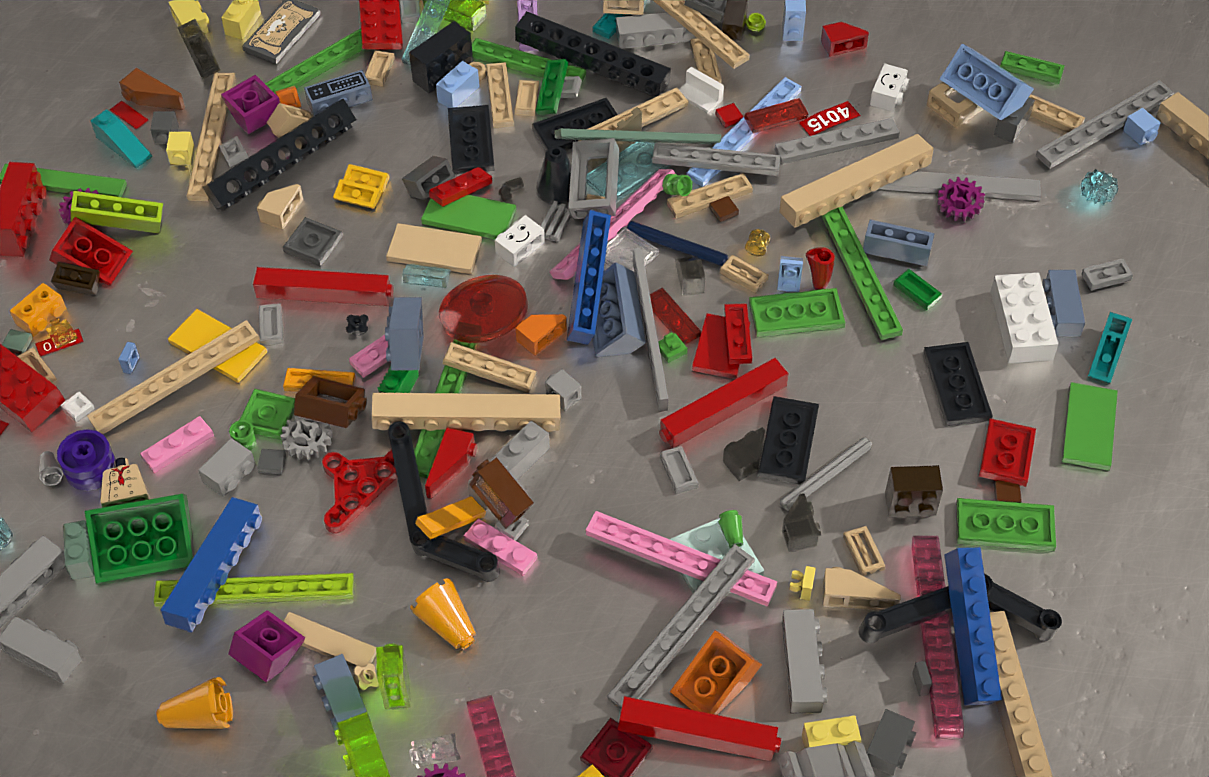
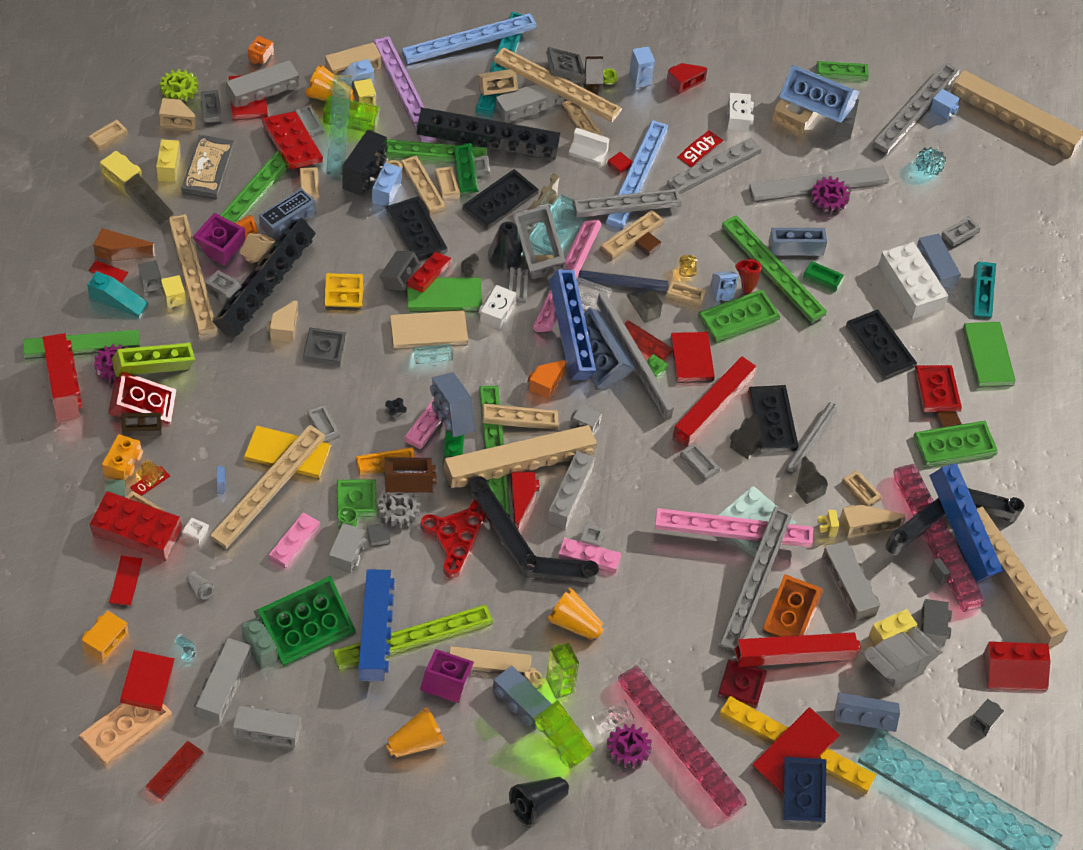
camera: 25 degrees left, 0 degrees up
(85, 458) = (230, 570): dark purple wheel -> none
(122, 484) = (271, 583): tan torso -> none
(322, 286) = (353, 382): red brick -> none
(450, 517) = (545, 541): light orange tile -> none
(483, 308) = (495, 370): clear red dish -> none
(500, 492) = (583, 511): reddish brown window -> none
(638, 136) = (561, 198): sand green tile -> none
(651, 110) = (562, 167): tan tile -> none
(677, 184) = (604, 232): bright green wheel -> none
(731, 526) = (762, 495): bright green cone -> none
(738, 334) = (704, 343): red plate -> none
(776, 115) = (659, 155): clear red tile -> none
(855, 180) = (746, 197): tan brick -> none
(913, 491) = (884, 434): dark brown brick -> none
(1055, 115) = (877, 108): tan tile -> none

